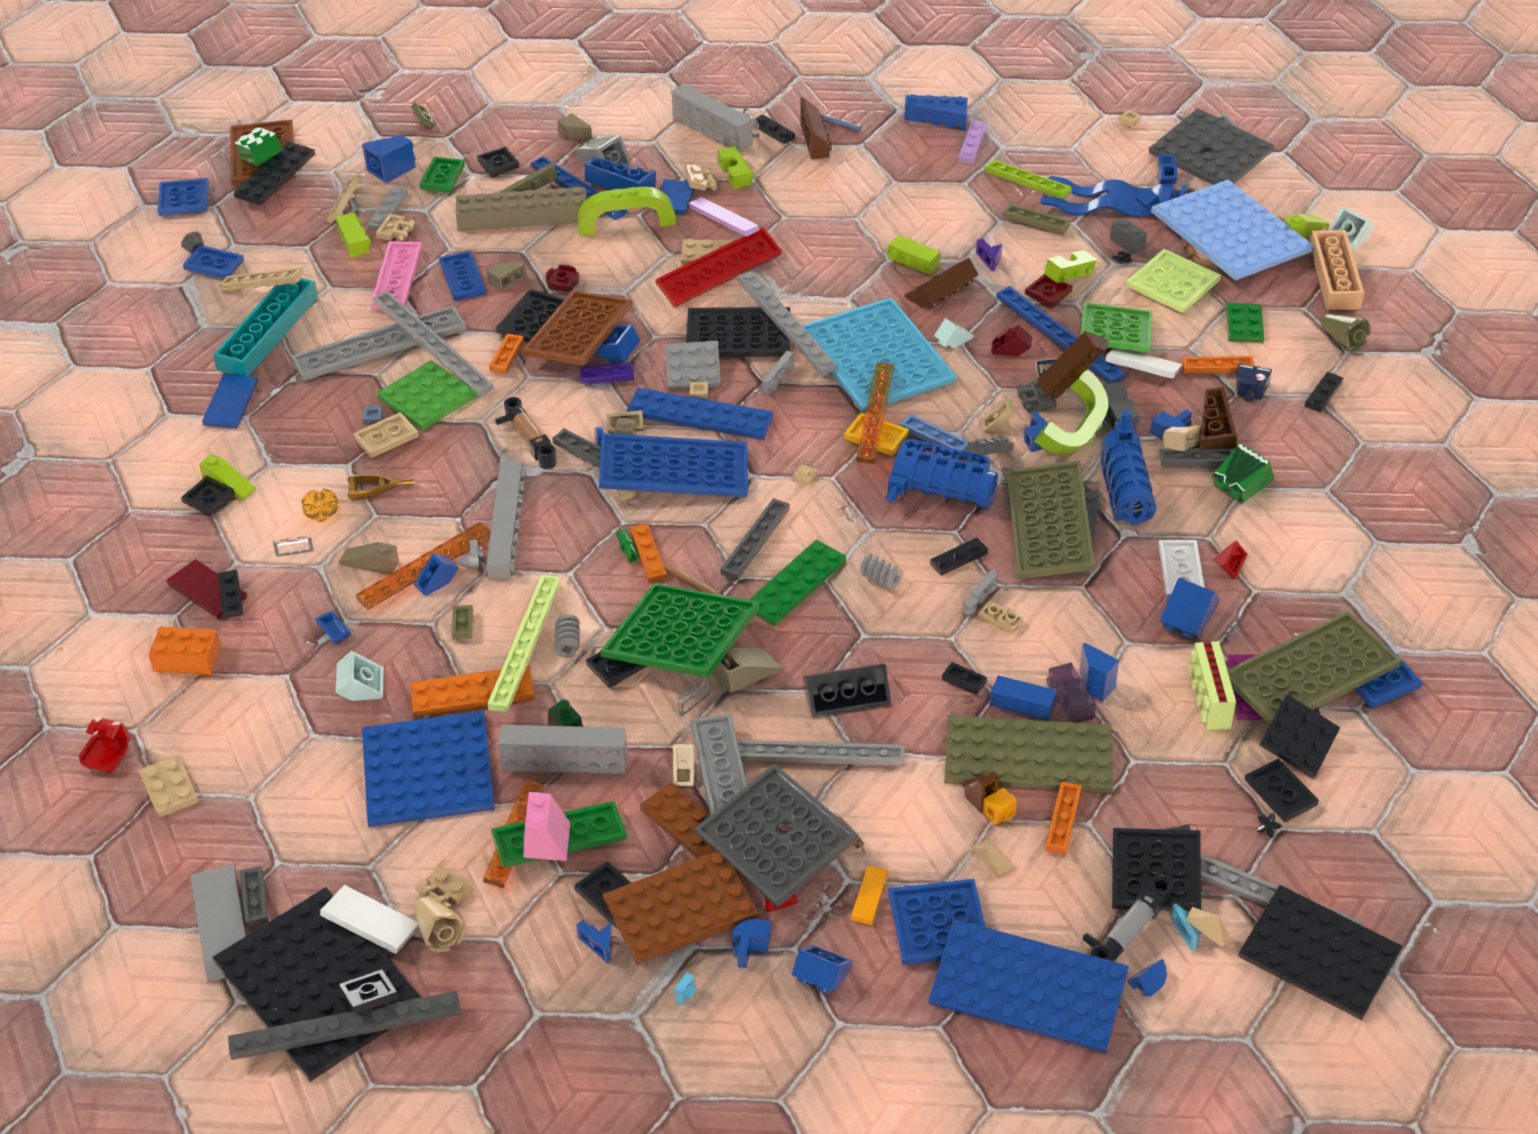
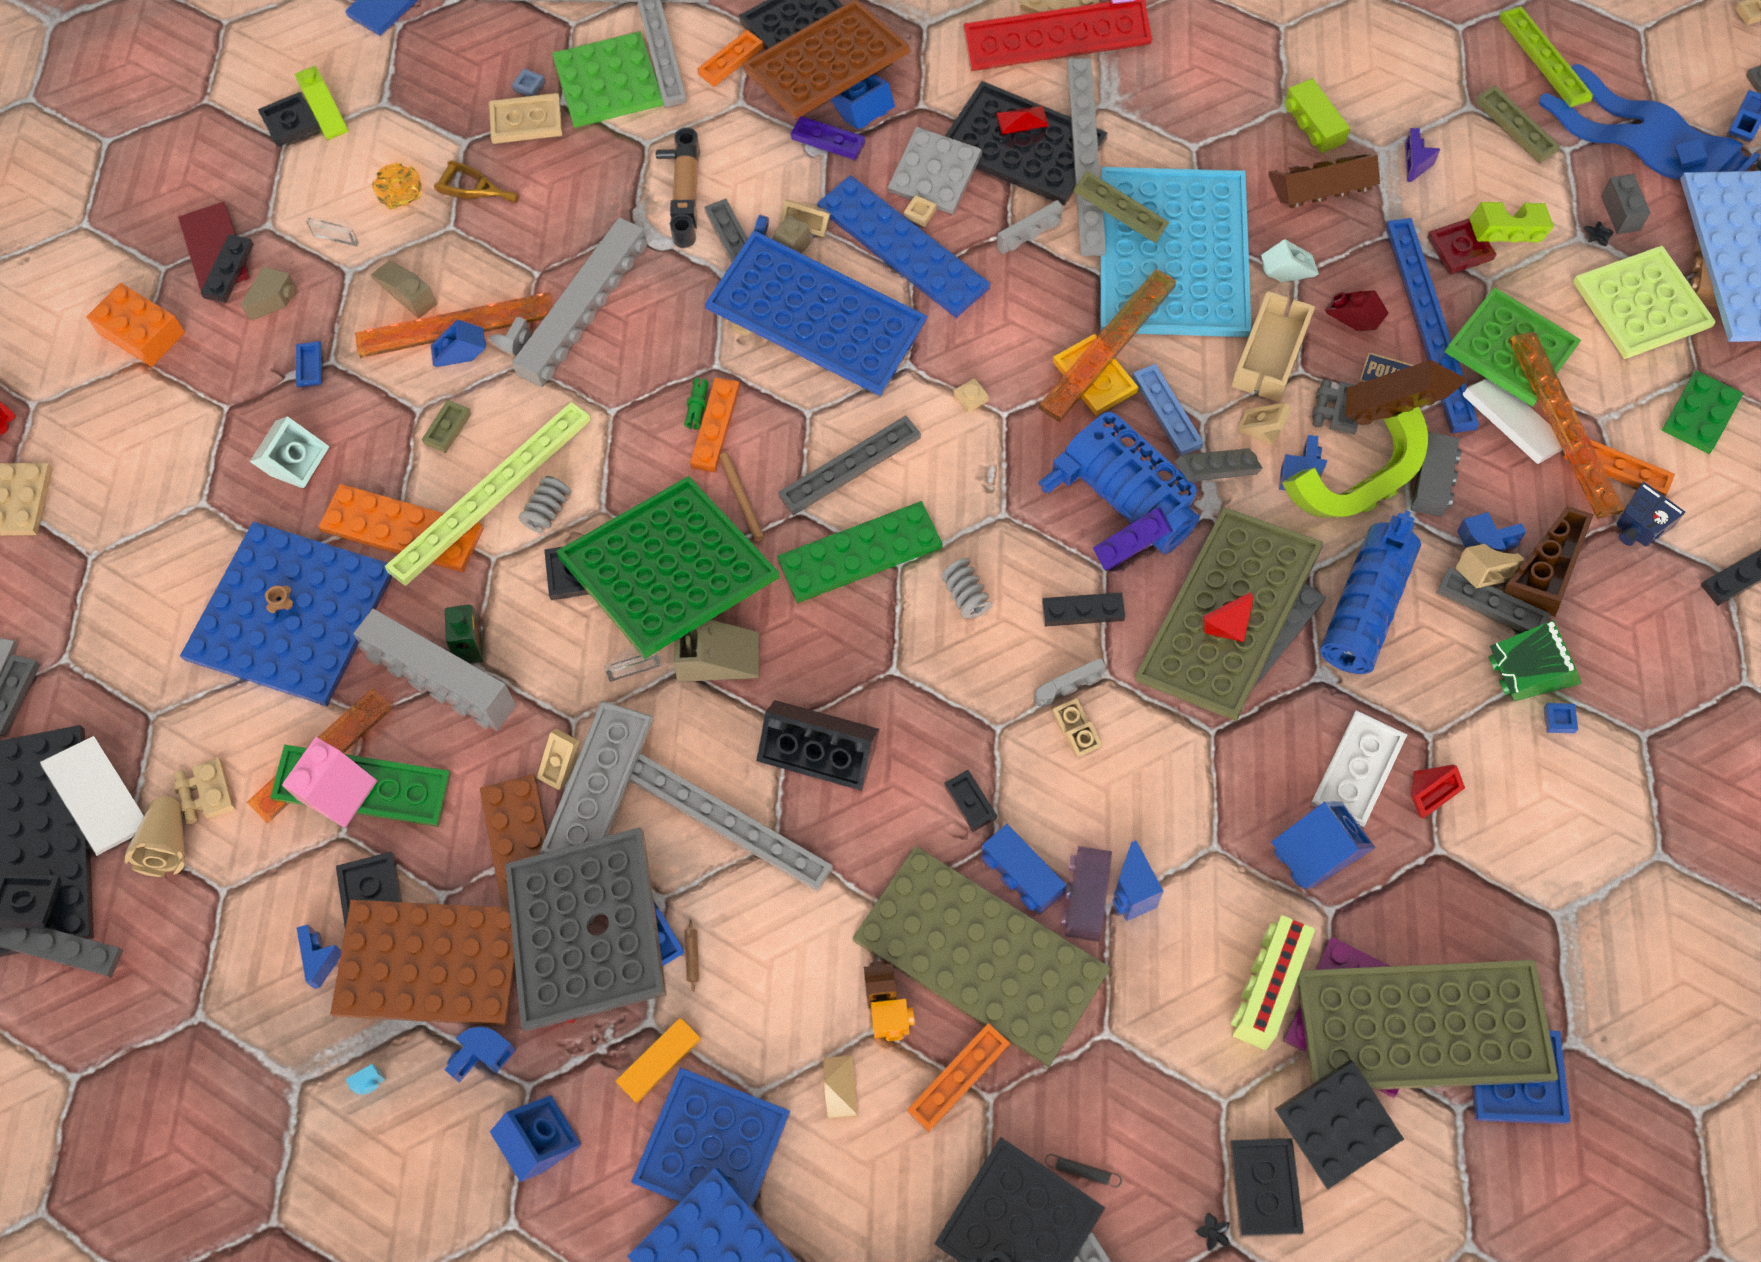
camera: 30 degrees right, 20 degrees up
(273, 596) = (268, 293): none -> dark tan slope
(419, 756) = (276, 592): none -> medium nougat plate
(730, 318) = (1022, 119): none -> red slope
(830, 337) = (1121, 206): none -> olive plate
(966, 502) = (1132, 539): none -> dark purple plate
(977, 379) = (1273, 347): none -> tan piece
(1055, 518) = (1231, 619): none -> slope
(1175, 352) = (1566, 425): none -> clear orange plate
(1276, 497) = (1560, 718): none -> blue plate

